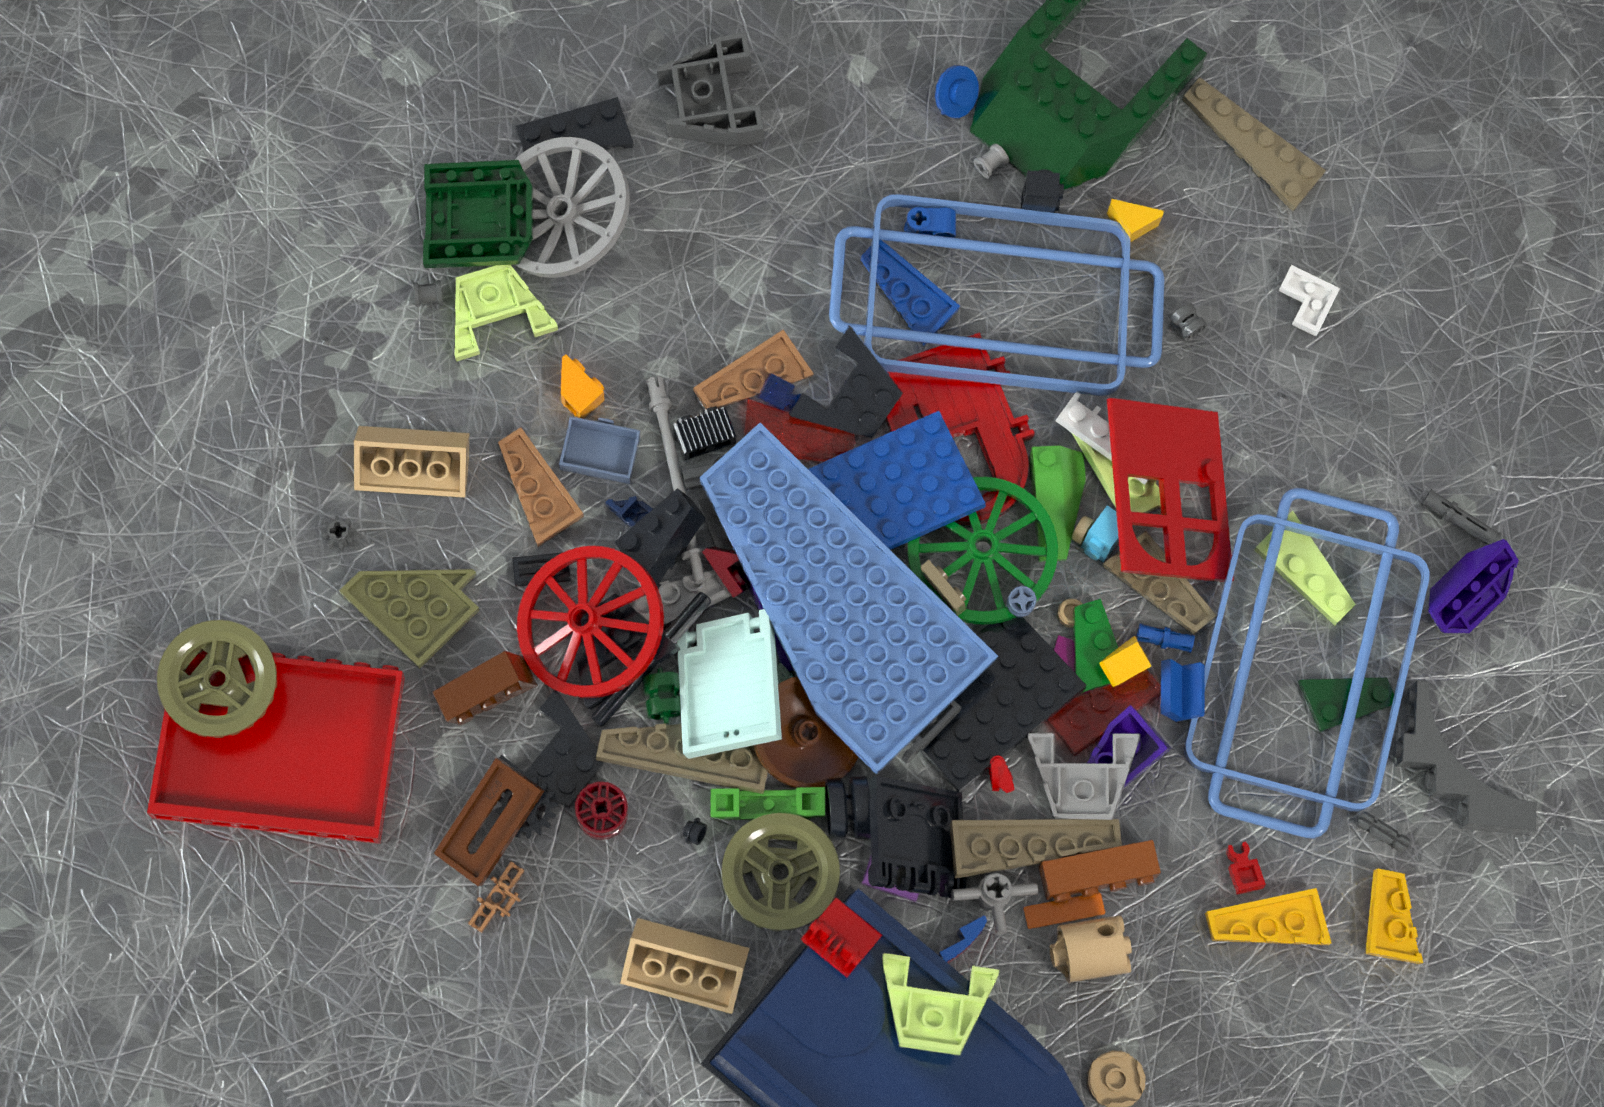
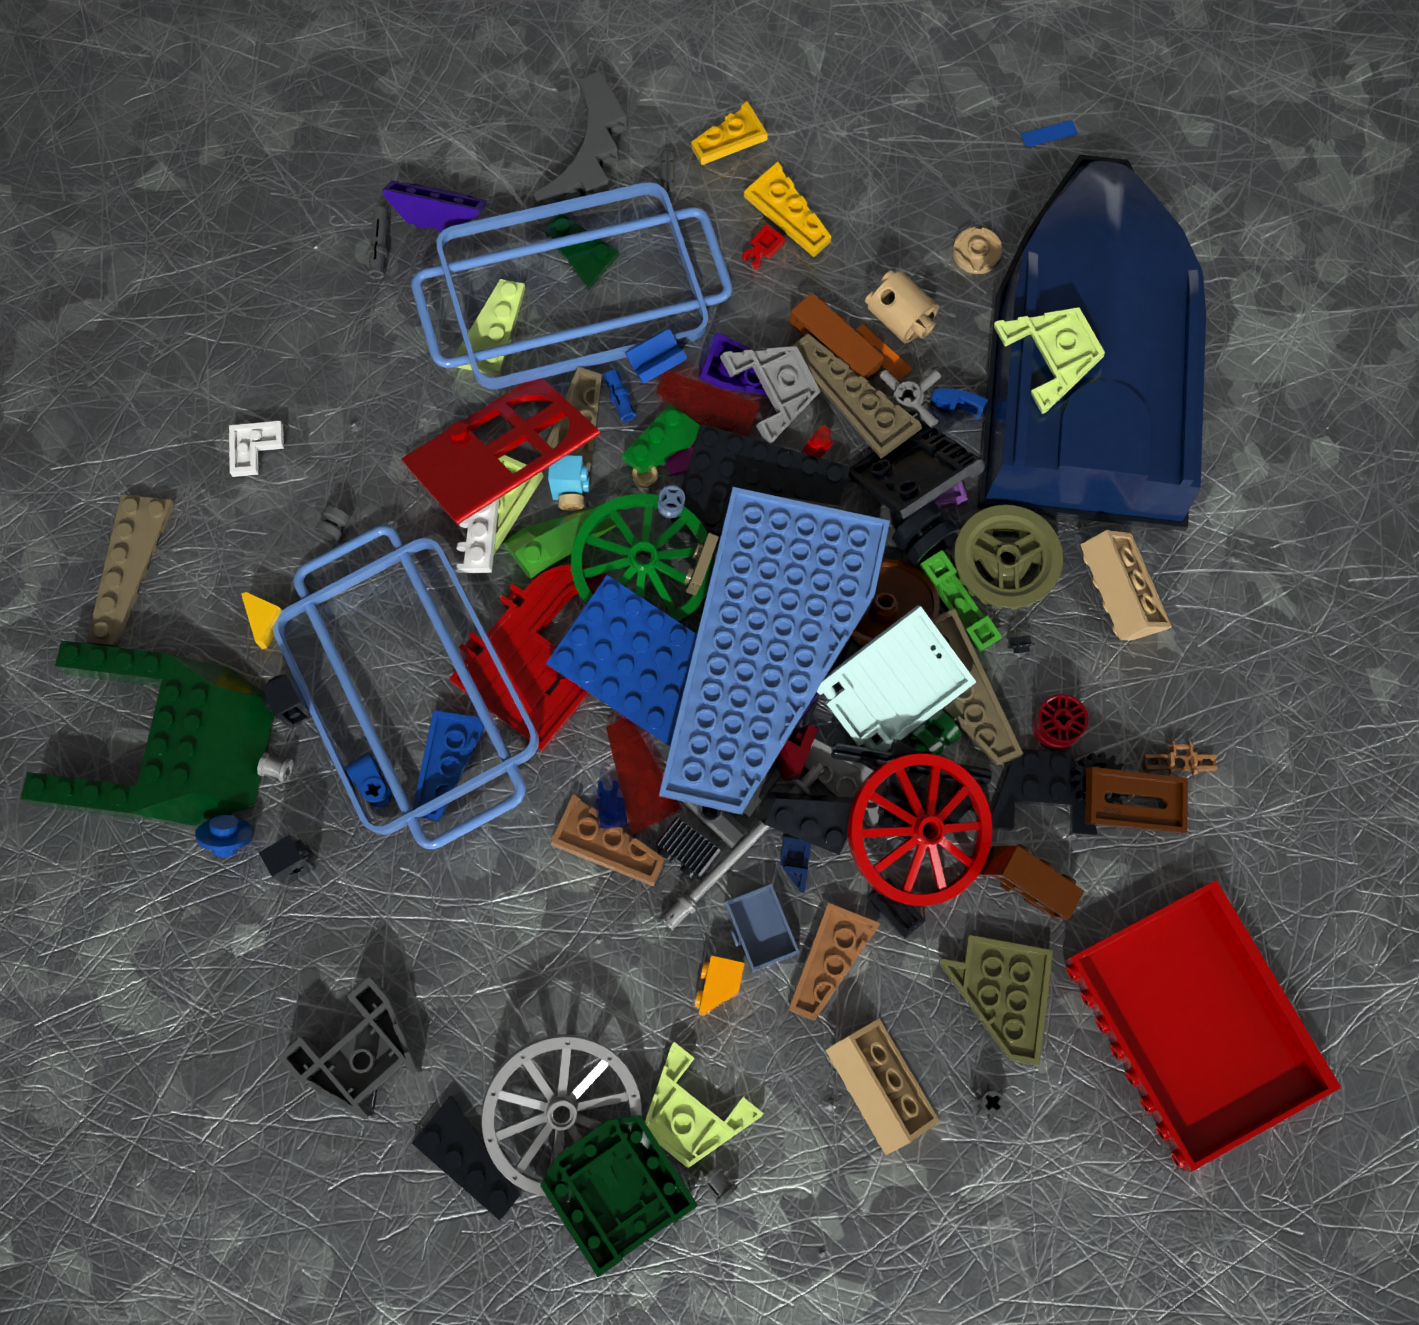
camera: 115 degrees left, 0 degrees up
(225, 644) = (1232, 1128): olive gear -> none
(841, 937) = (1055, 446): red hinge -> none
(862, 399) = (575, 733): black wing -> none
(901, 124) = (288, 859): none -> black brick
(1125, 662) = (662, 405): yellow slope -> none

